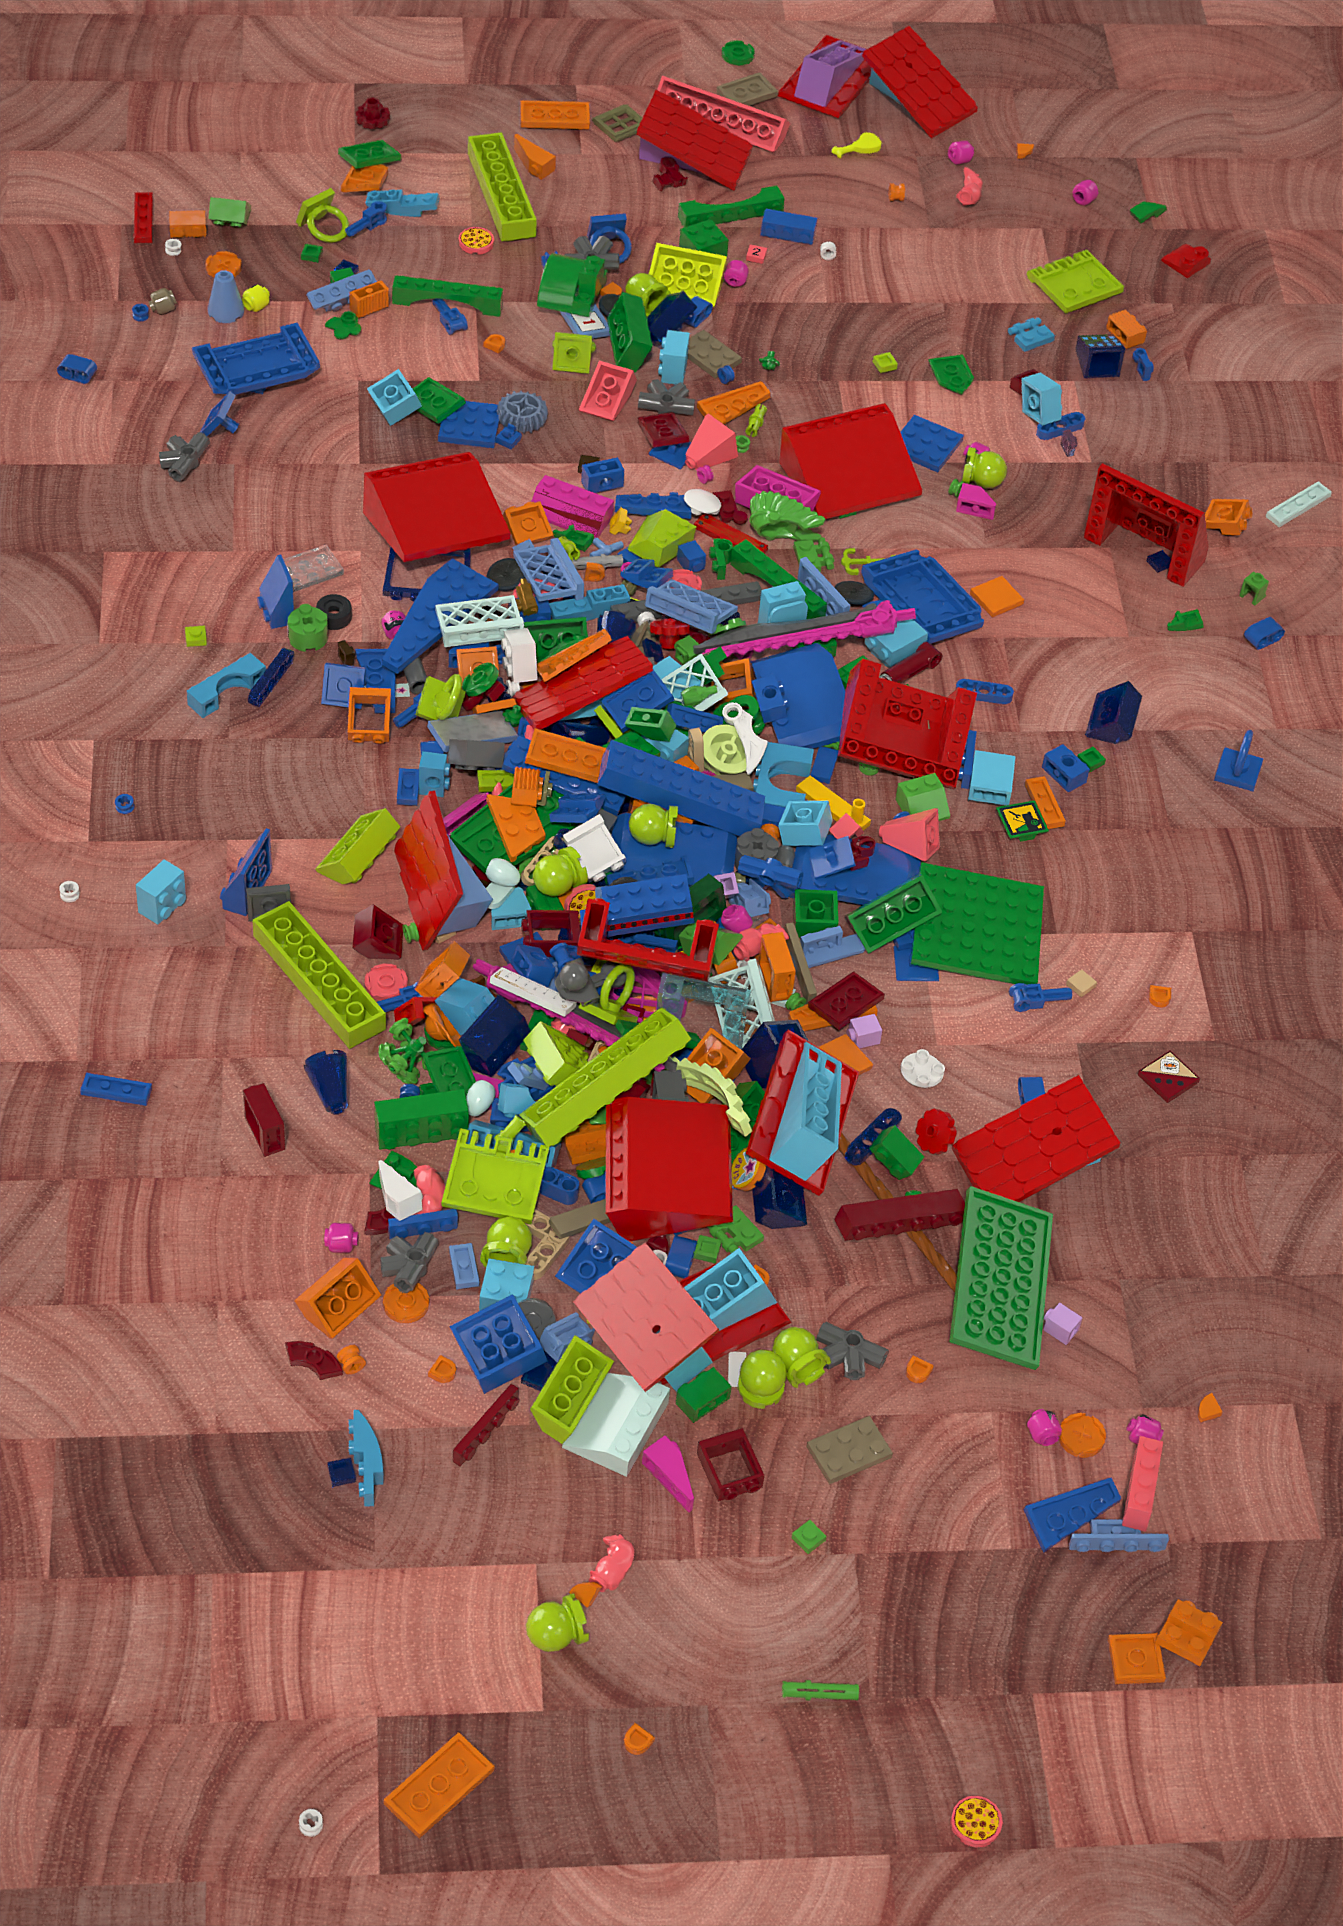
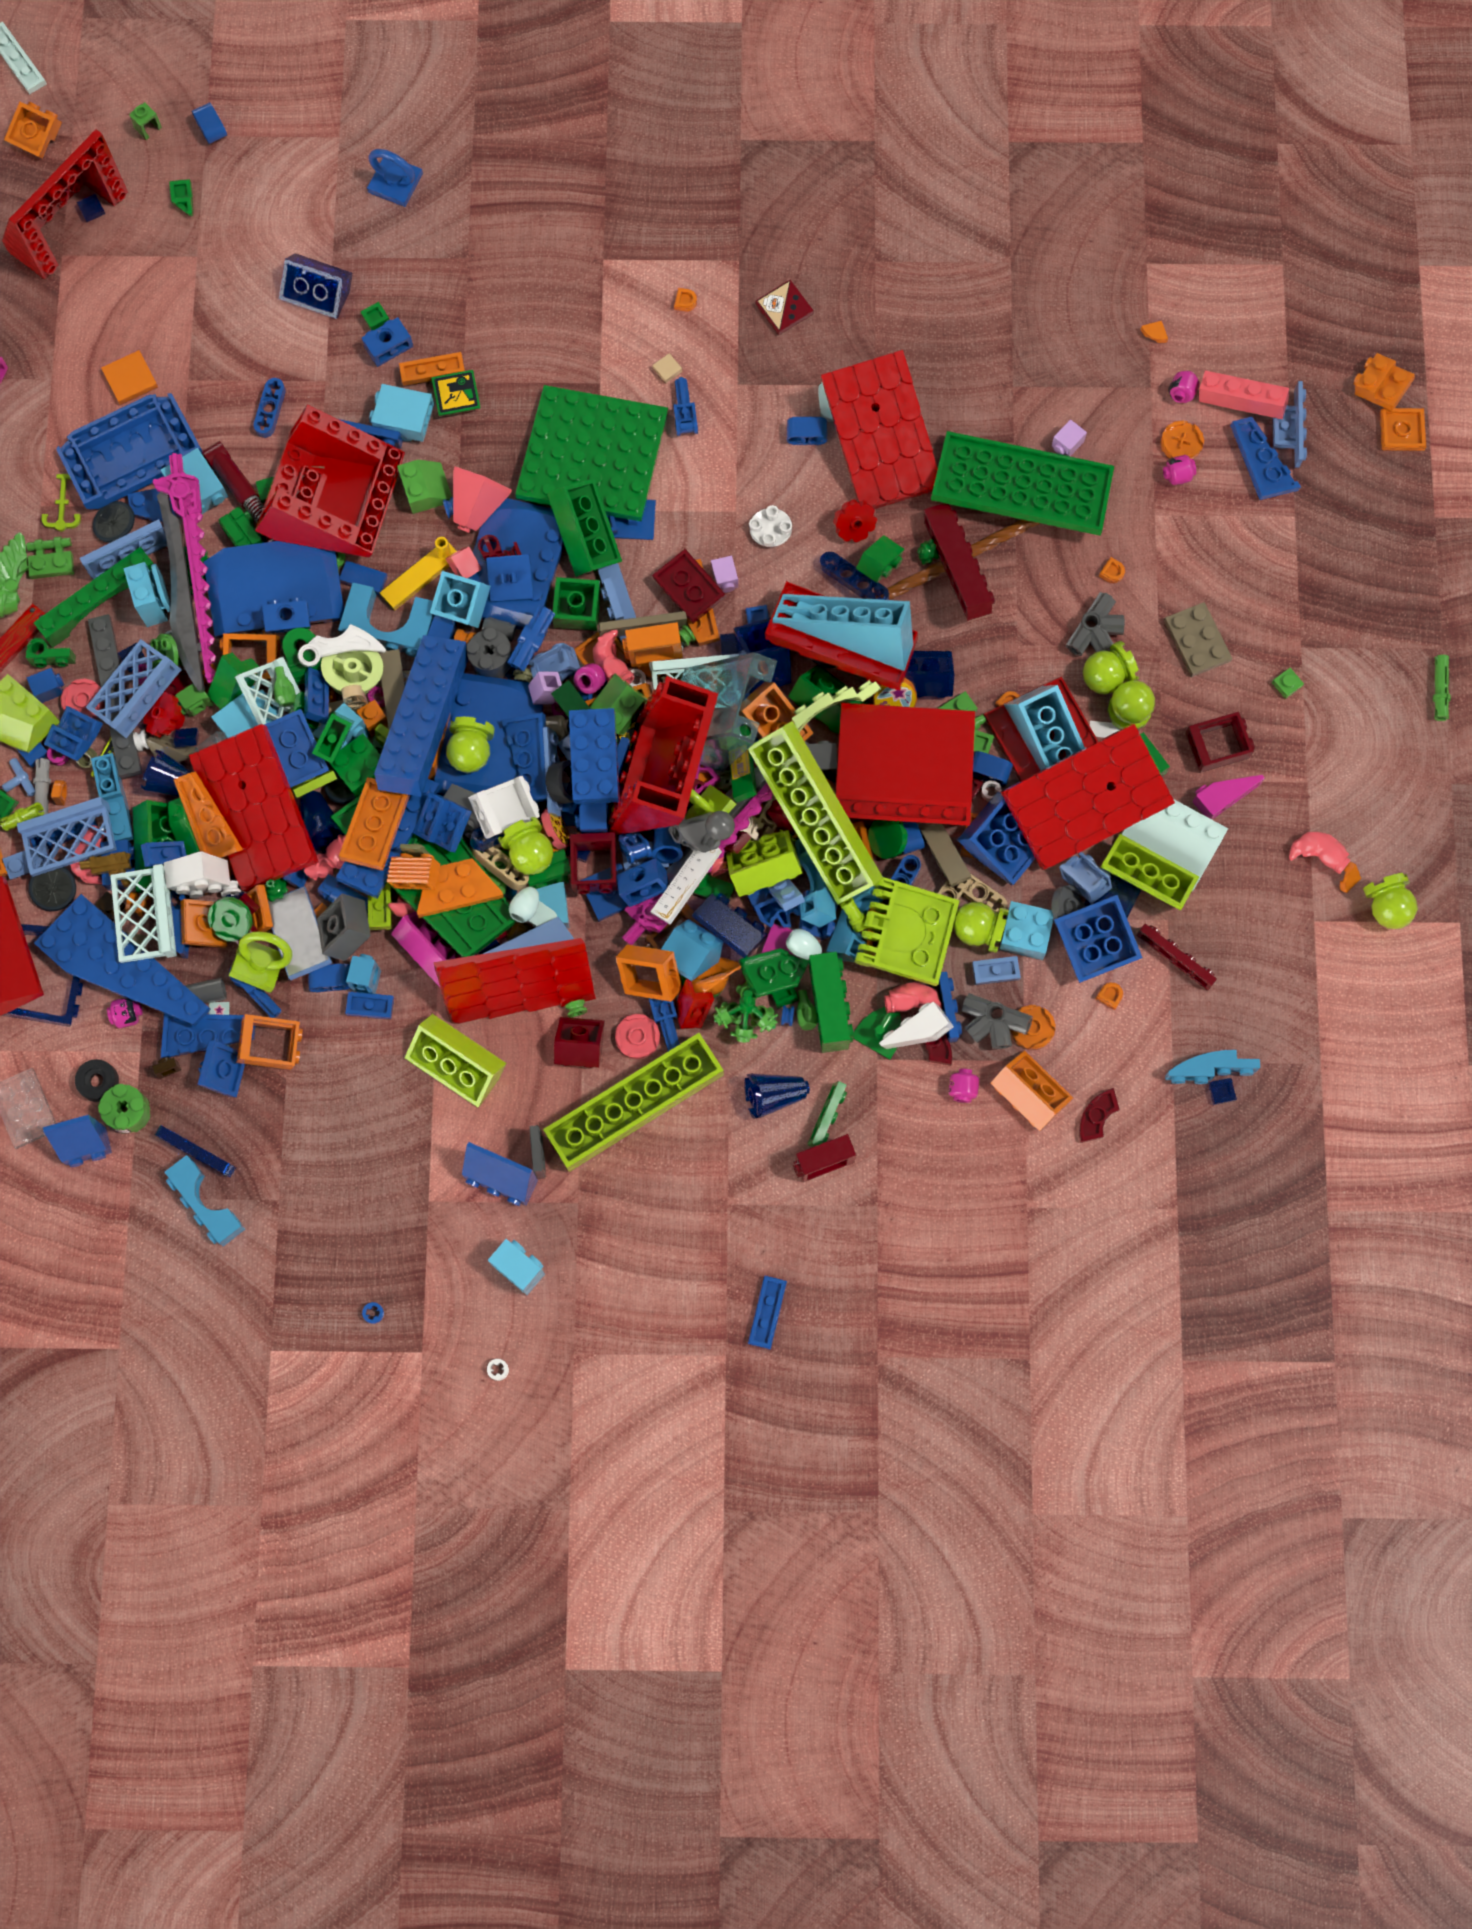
camera: 80 degrees left, 25 degrees up
(195, 636) = (119, 1237): lime plate -> none
(311, 1127) = (828, 1114): none -> green plate
(351, 1359) = (1104, 1078): orange wheel -> none
(537, 627) = (160, 852): none -> blue plate
(849, 1053) = (756, 597): orange tile -> none

